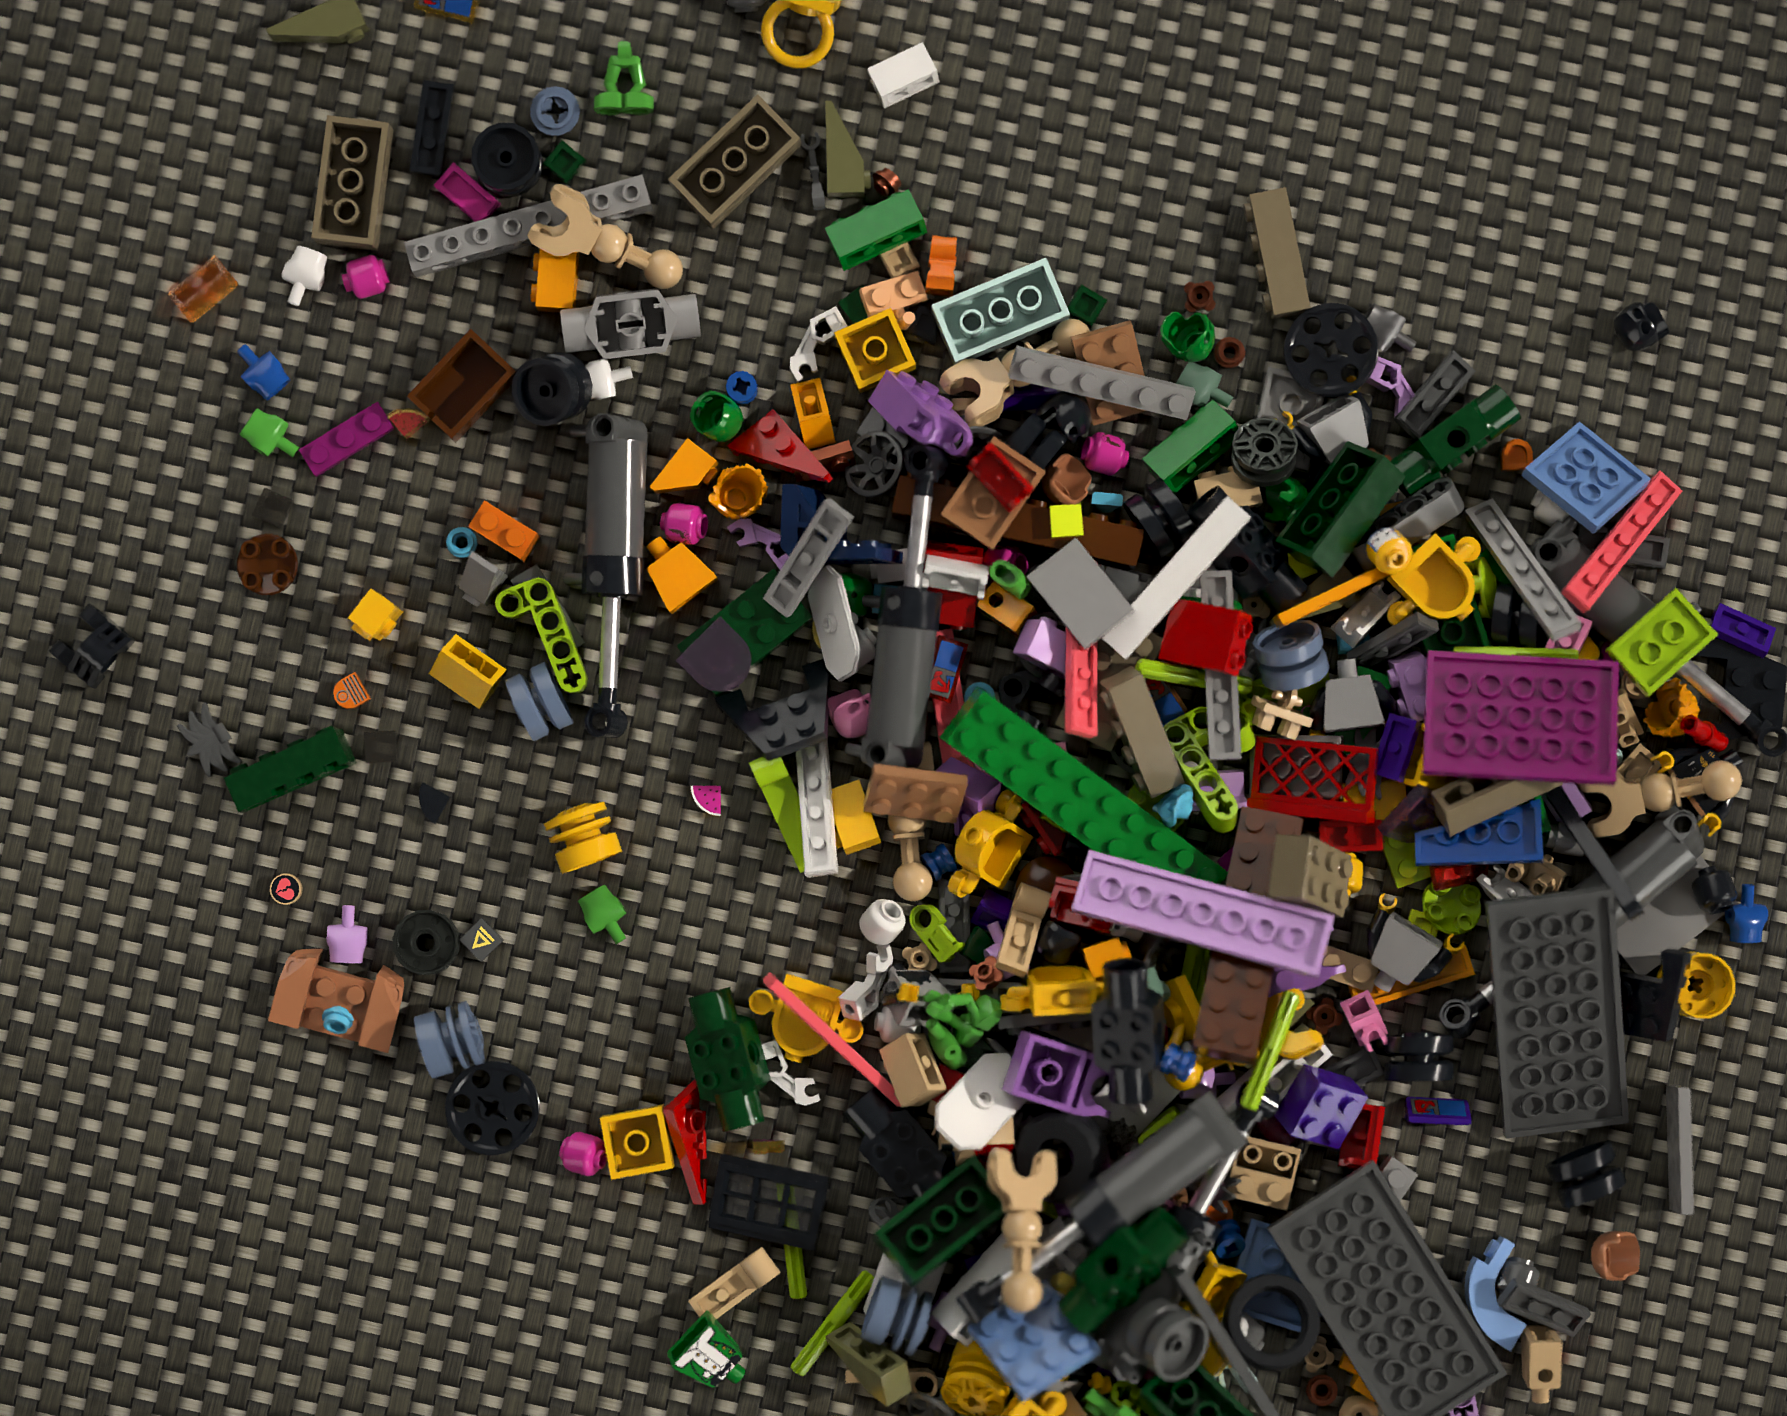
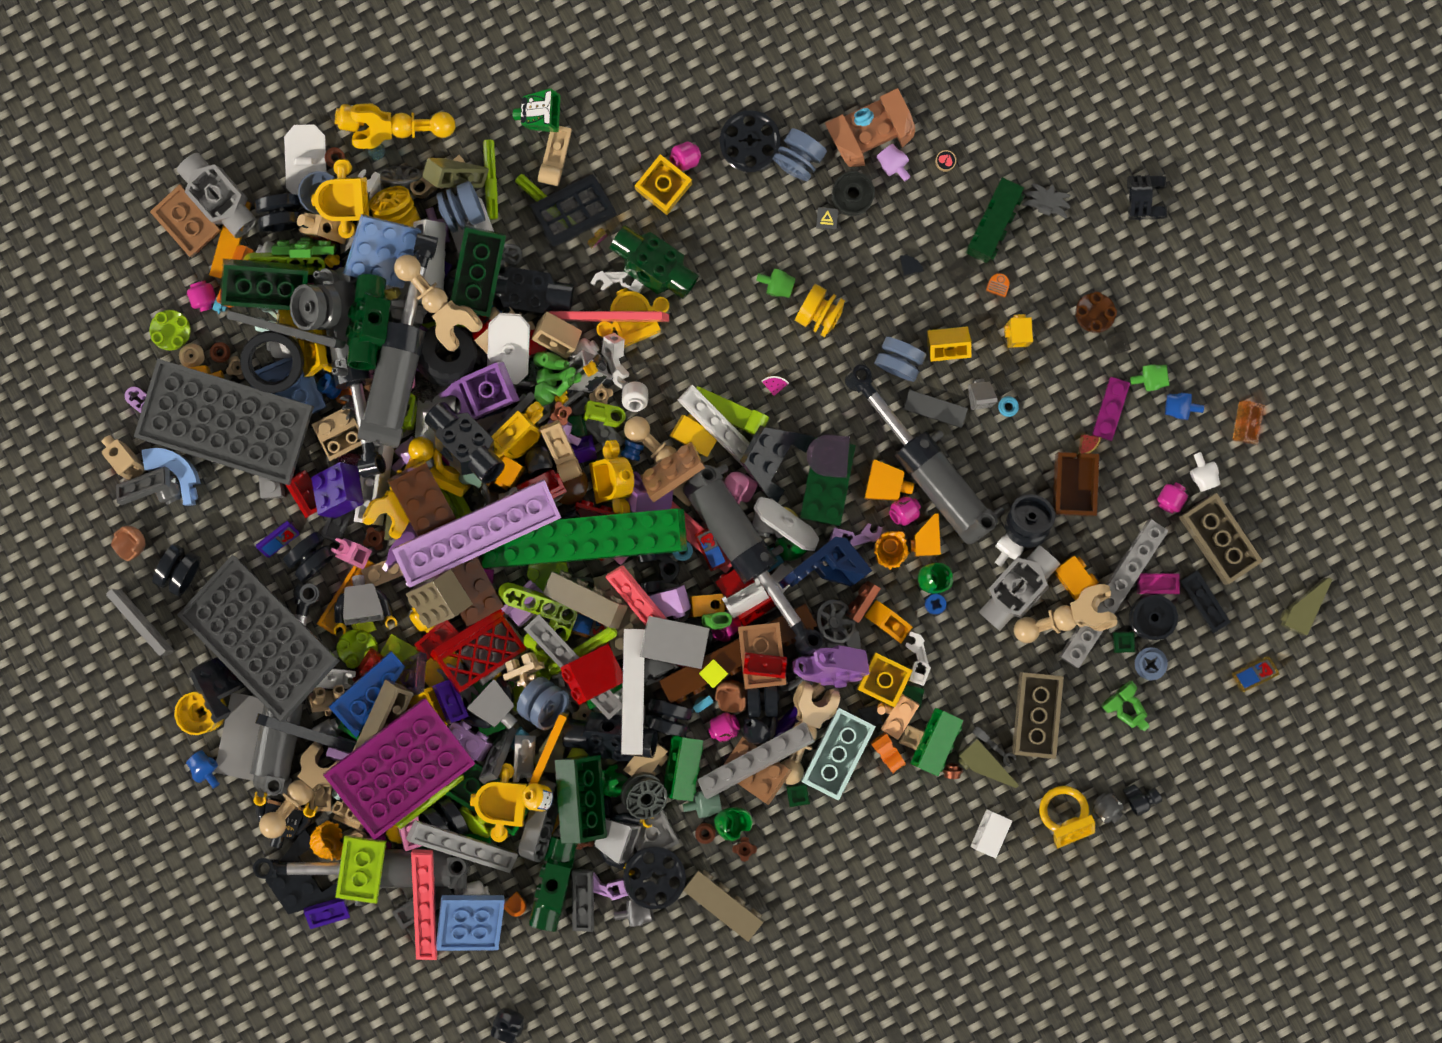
camera: 140 degrees right, 0 degrees up
(504, 531) = (991, 429): orange brick -> none
(549, 637) = (922, 395): lime beam -> none
(688, 1134) = (643, 211): red wing -> none
(775, 443) = (896, 589): red wing -> none
(808, 557) = (827, 543): light grey hinge -> none
(1175, 805) = (537, 578): medium azure hat -> none
(1178, 1062) = (426, 449): blue wheel -> none
(1270, 1050) = (385, 494): lime axle -> none
(1704, 733) = (301, 842): red pin -> none
(1714, 890) = (230, 767): black head -> none

